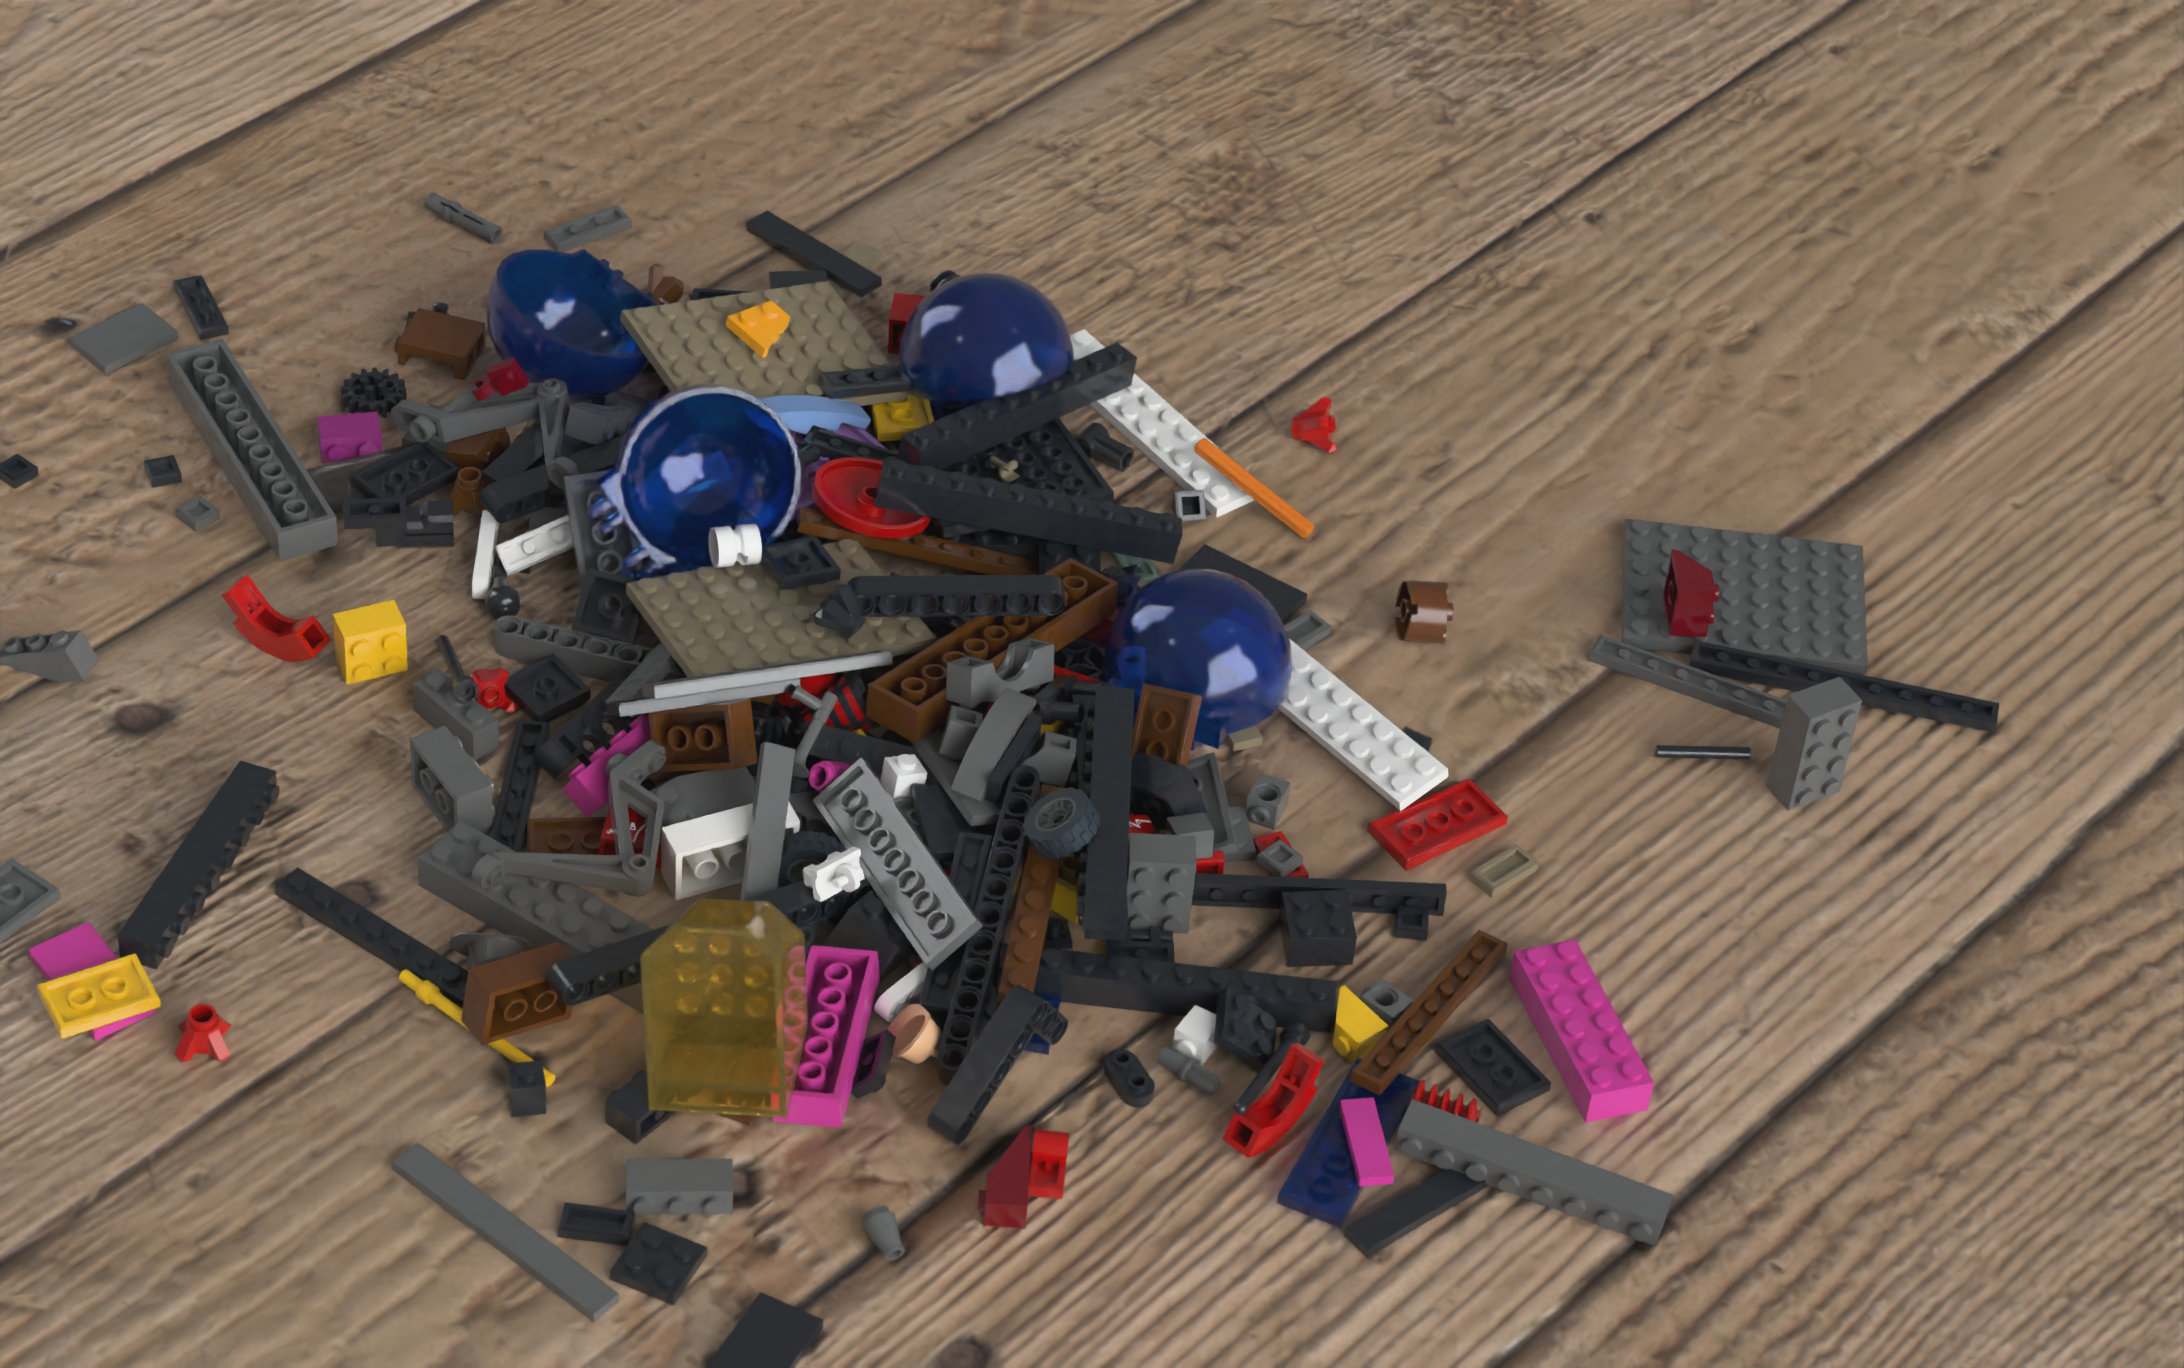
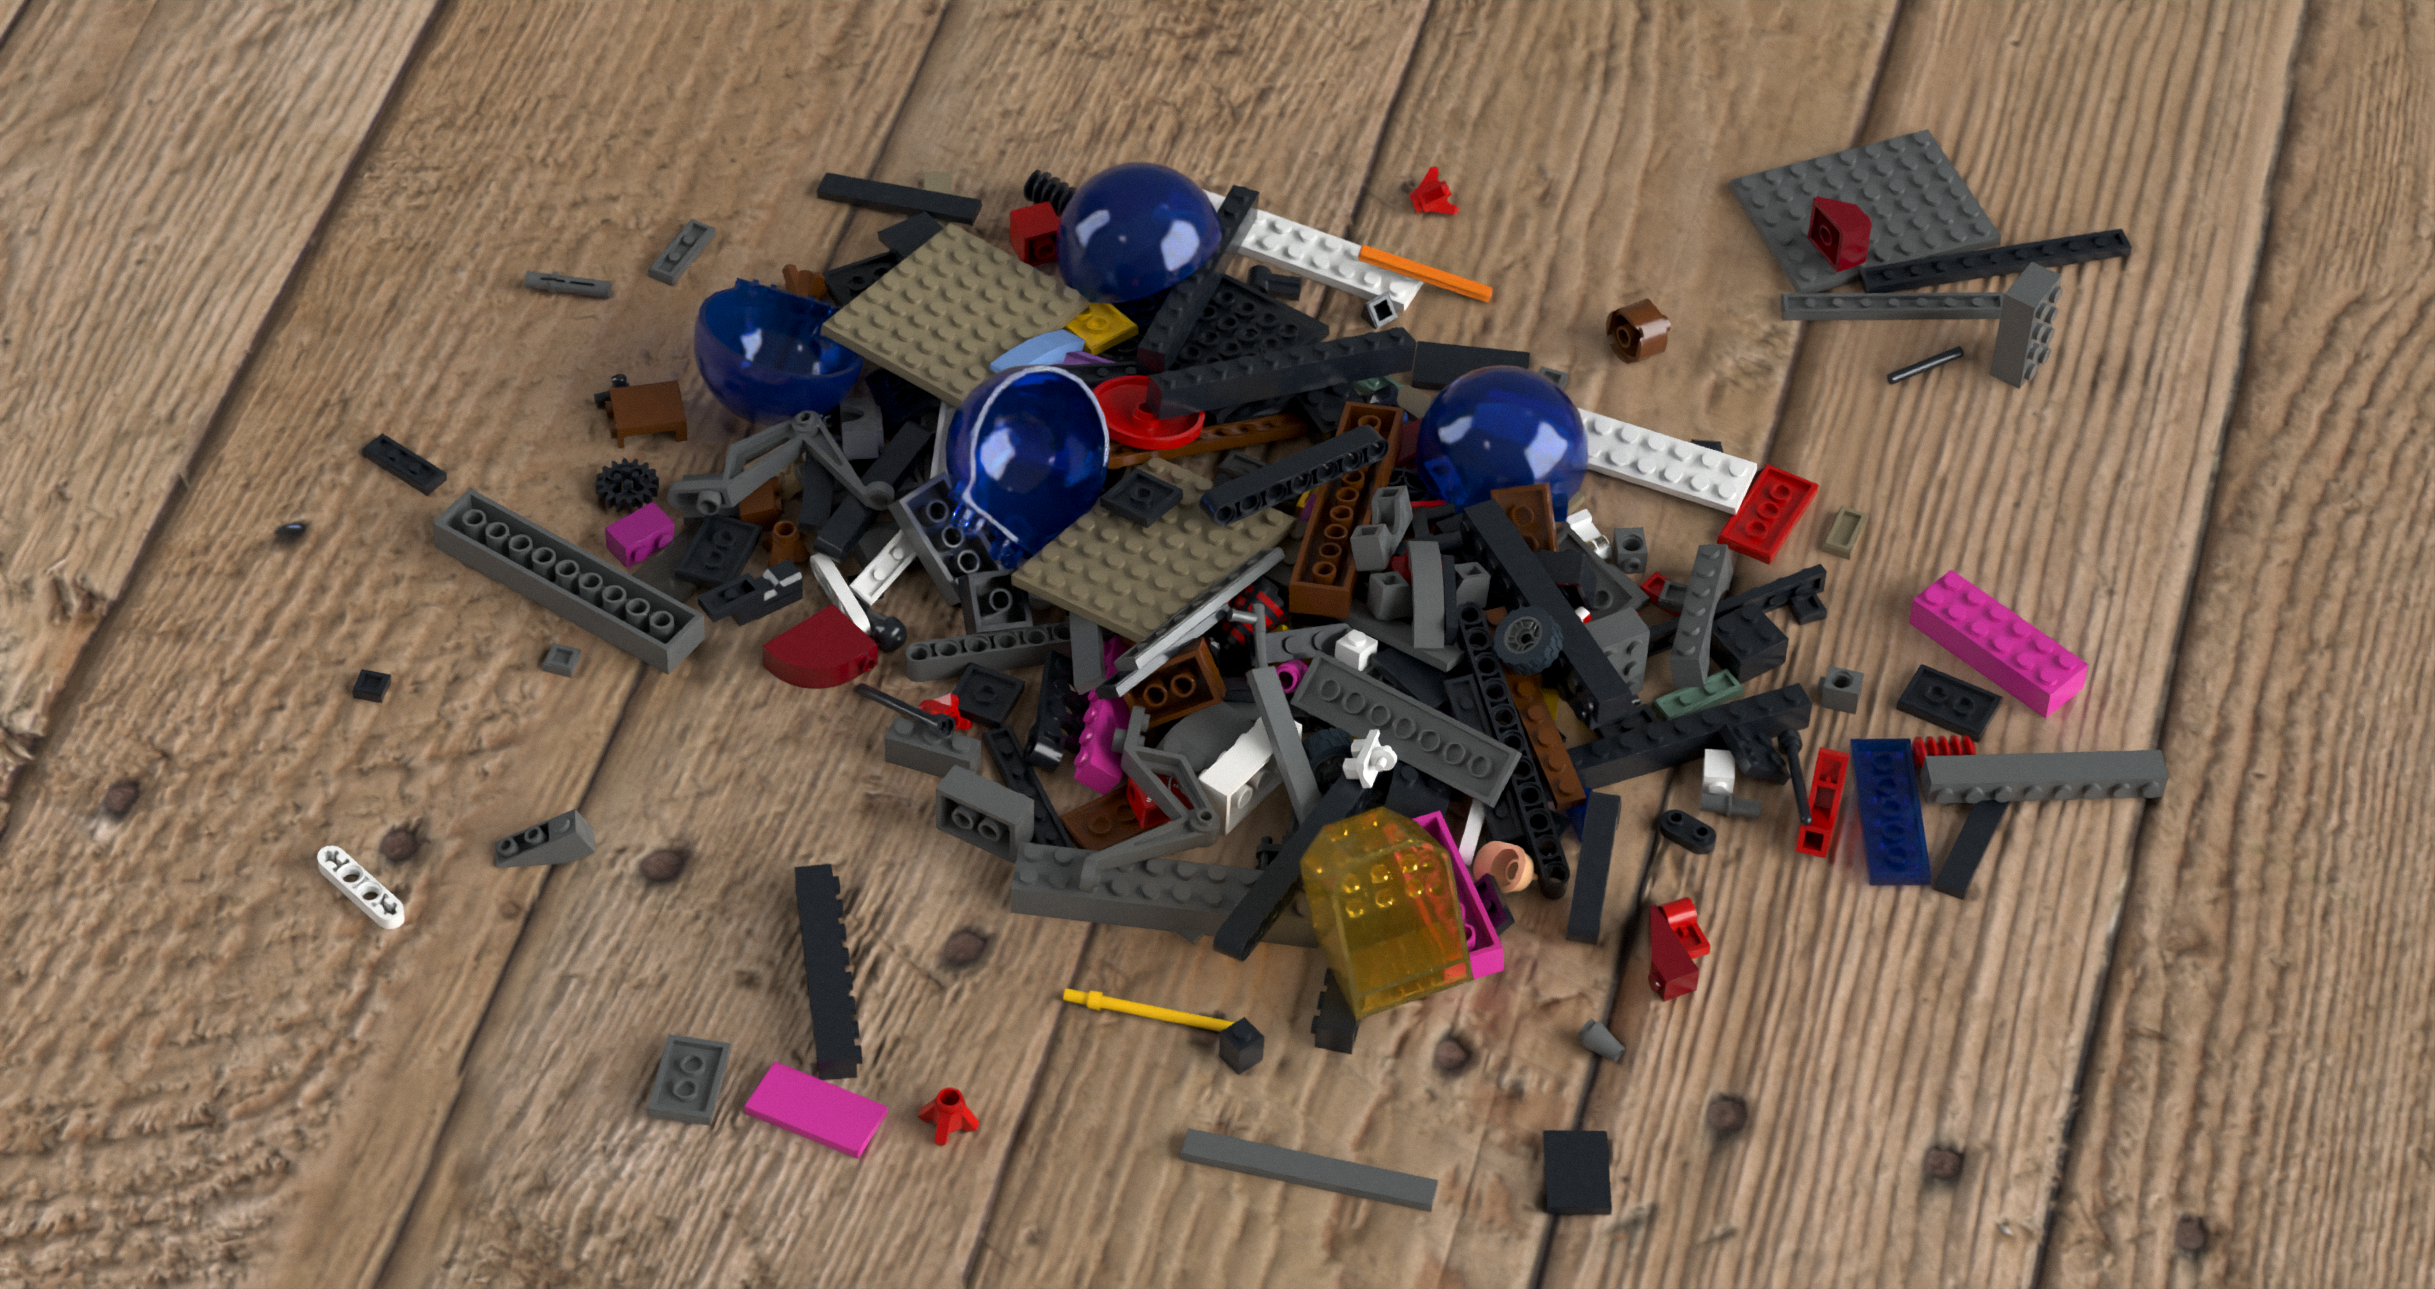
camera: 25 degrees left, 5 degrees up
(98, 996) = (838, 1119): yellow tile -> none
(123, 338) = (362, 521): dark grey tile -> none
(162, 471) = (499, 633): black tile -> none
(269, 630) = (723, 742): red arch -> none
(370, 642) = (817, 716): yellow brick -> none
(372, 933) = (1024, 971): black plate -> none
(429, 592) = (821, 651): none -> dark red brick
(486, 947) = (1128, 947): dark grey piece -> none
(504, 377) = (762, 429): dark red plate -> none
(513, 995) = (1182, 969): reddish brown brick -> none
(596, 1224) = (1374, 1132): black tile -> none
(658, 1263) = (1446, 1142): black plate -> none
(679, 1186) = (1419, 1073): dark grey brick -> none
(735, 545) = (1082, 505): white wheel -> none
(759, 326) = (942, 291): light orange wing -> none
(840, 611) = (1218, 529): black rock -> none
(864, 382) = (1059, 307): black tile -> none
(1005, 469) = (1228, 341): dark tan hand -> none
(1193, 825) = (1604, 602): dark grey brick -> none
(1233, 769) = (1582, 524): none -> white leg
(1247, 910) = (1691, 645): none -> dark grey arch
(1251, 958) = (1687, 700): none -> sand green tile
(1355, 1026) = (1832, 715): yellow slope -> none
(1366, 1142) = (1908, 806): dark pink tile -> none
(1428, 1012) = (1879, 678): reddish brown plate -> none

